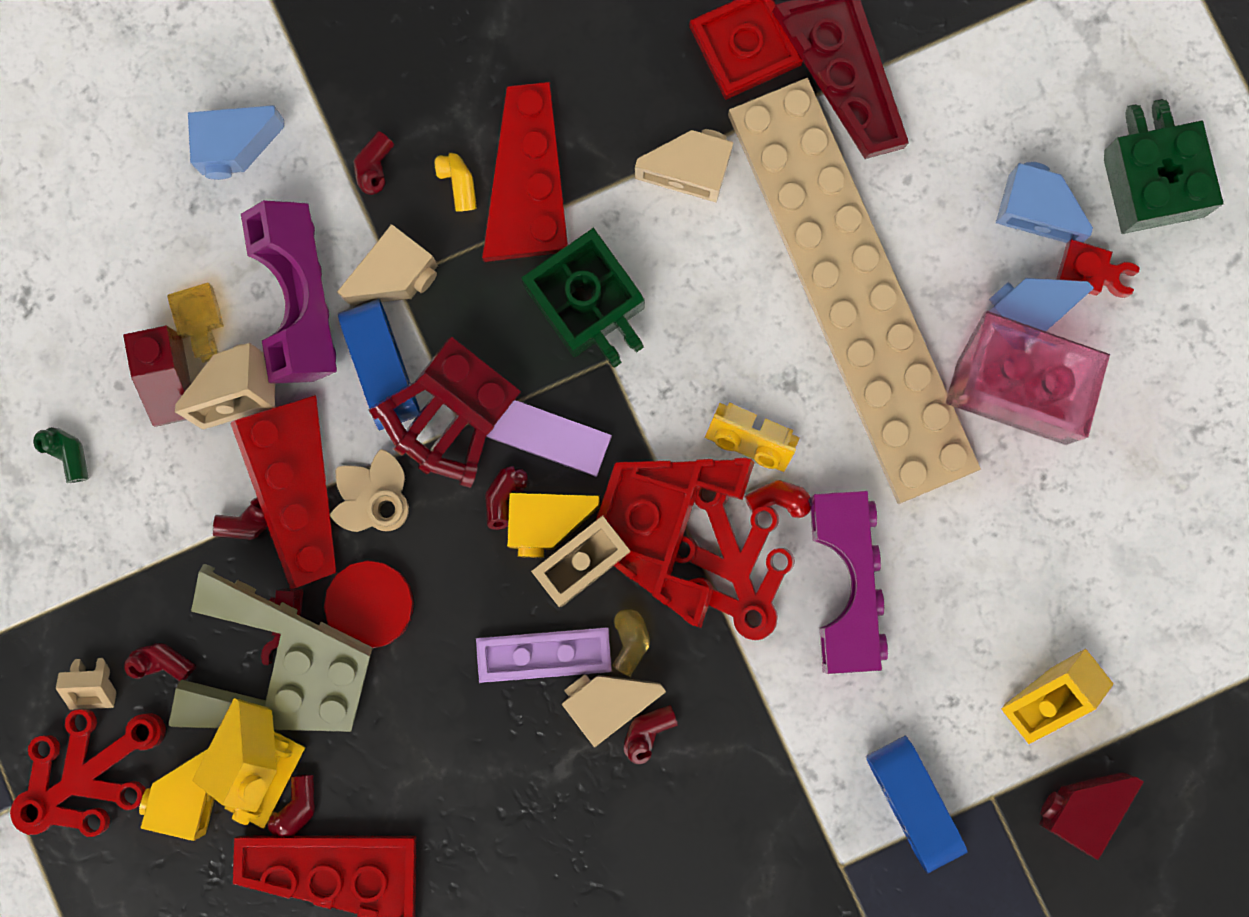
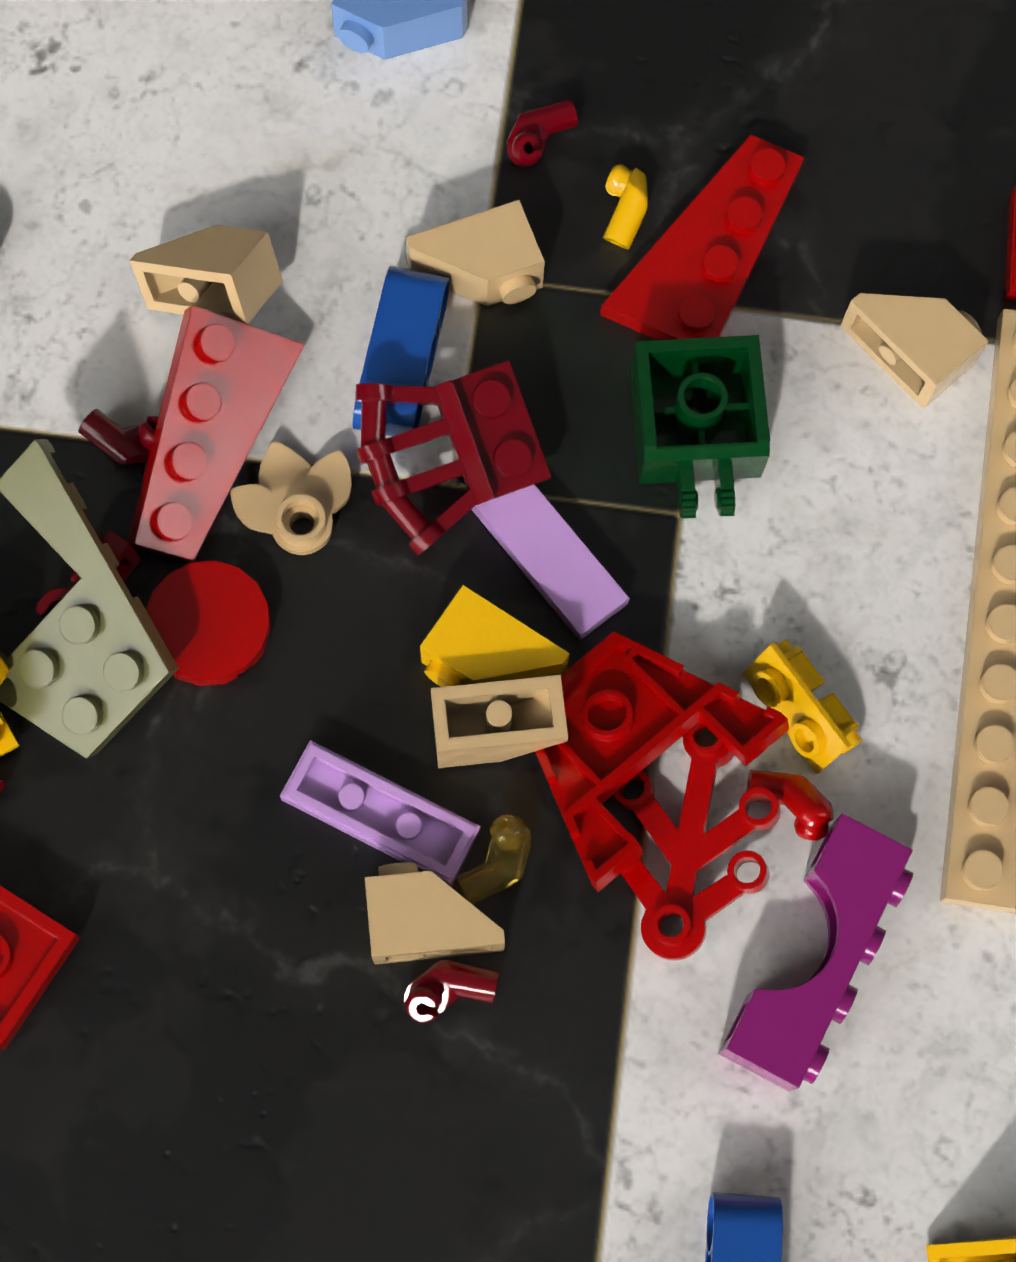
camera: 25 degrees right, 10 degrees down
(158, 371) = (140, 208): dark red slope -> none
(195, 316) = (225, 179): clear yellow plate -> none
(284, 242) = (380, 149): magenta arch -> none
(497, 495) = (446, 584): dark red arm -> none

